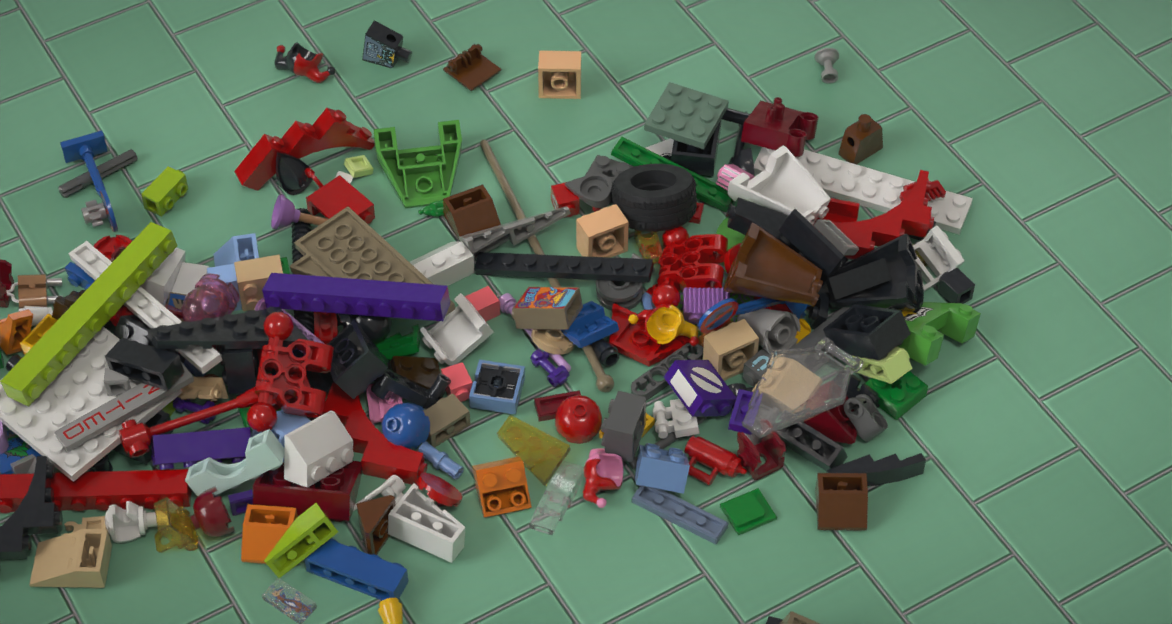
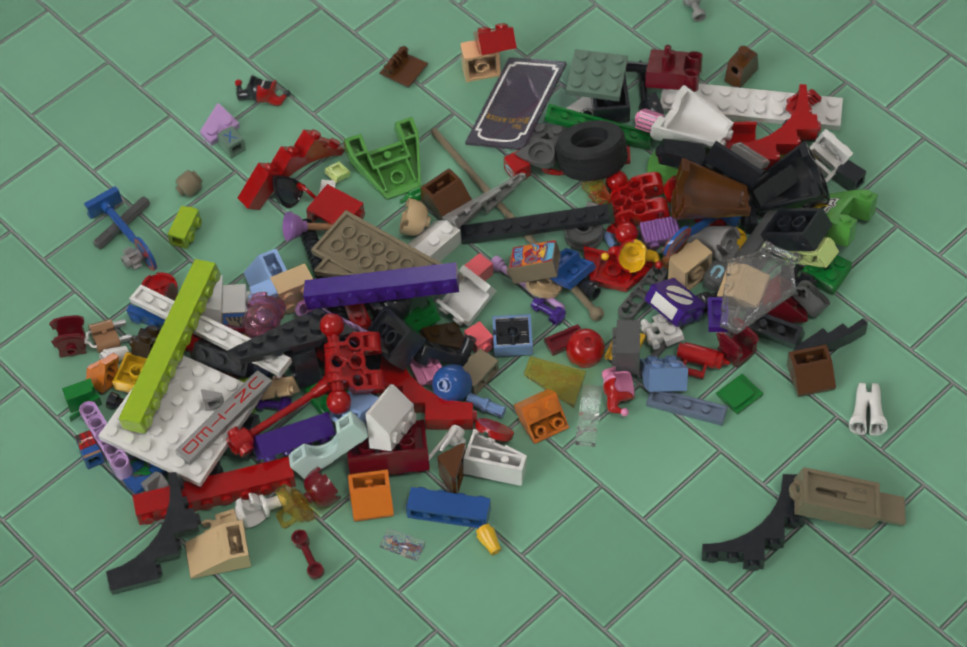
camera: 10 degrees left, 5 degrees up
(145, 363) = (231, 378): black brick -> none
(173, 572) = (301, 541): none -> dark red bar
(186, 145) = (188, 183): none -> dark tan head
(239, 502) = (339, 473): dark purple tile -> none
(243, 91) = (216, 122): none -> lavender wing
(250, 110) = (231, 142): none -> sand green brick
(300, 540) = (401, 492): lime slope -> none
(384, 46) = (326, 63): black torso -> none
(427, 233) = (414, 218): none -> tan cylinder
(578, 53) = (495, 39): none -> red slope
(586, 130) = (516, 103): none -> clear purple piece
(602, 233) = (558, 189): light nougat brick -> none
(905, 580) = (858, 421): none -> white piece

